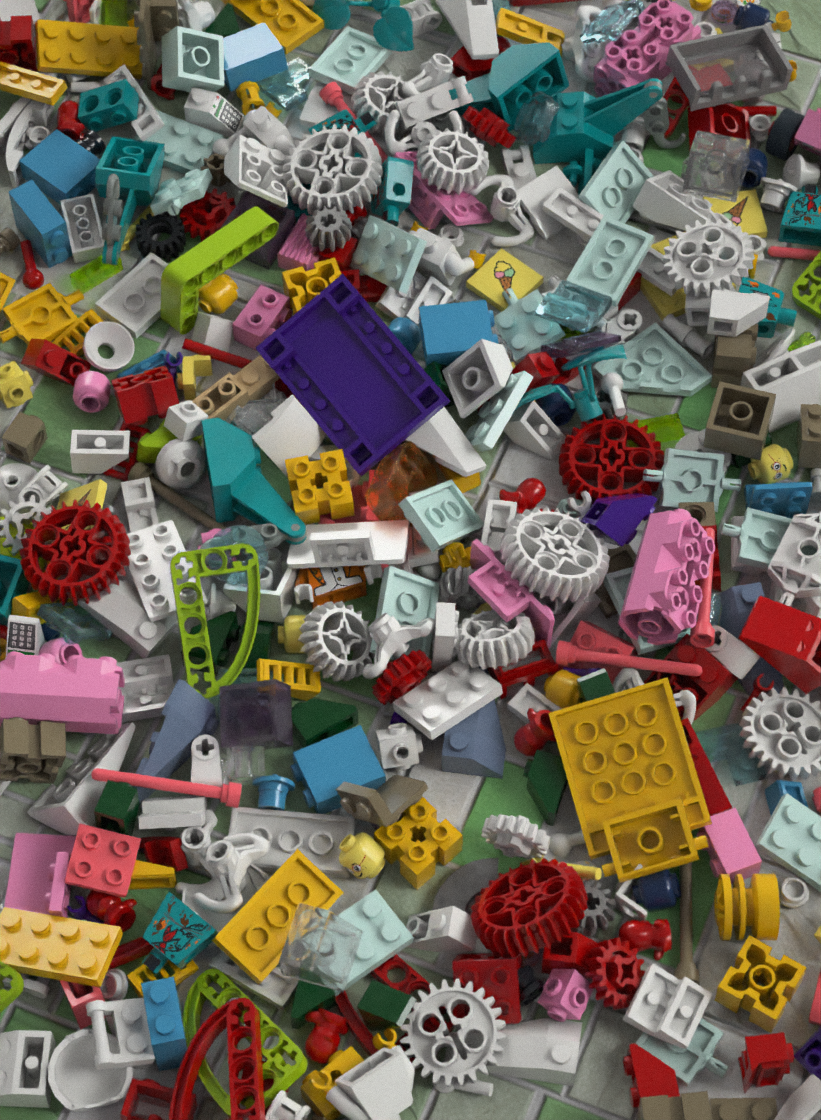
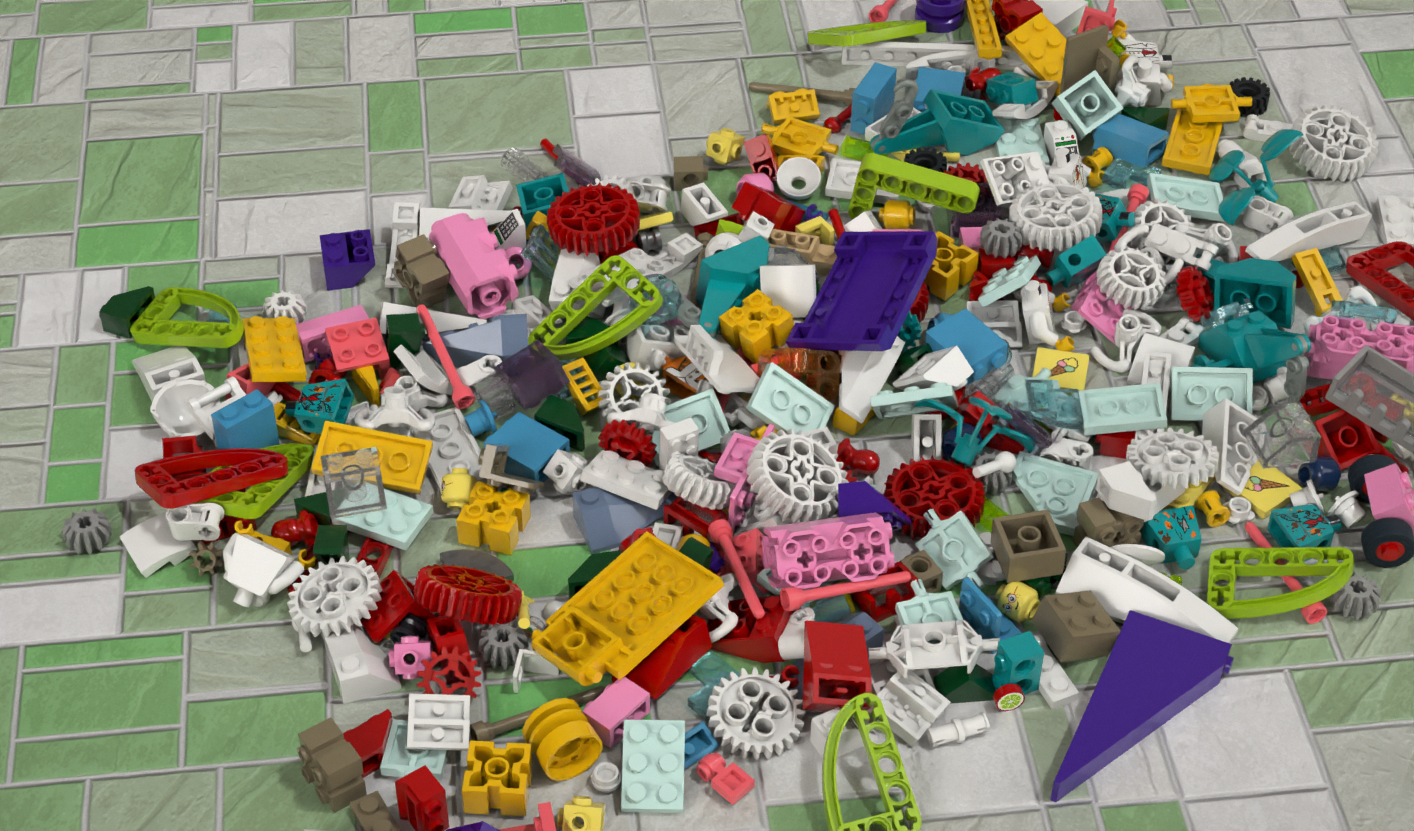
camera: 60 degrees right, 15 degrees down
(176, 193) = (966, 151): light aqua plate -> none
(442, 931) = (422, 555): white slope -> none
(515, 836) = (530, 567): white gear -> none
(648, 936) = (501, 692): red animal -> none
(657, 891) = (546, 681): dark blue head -> none

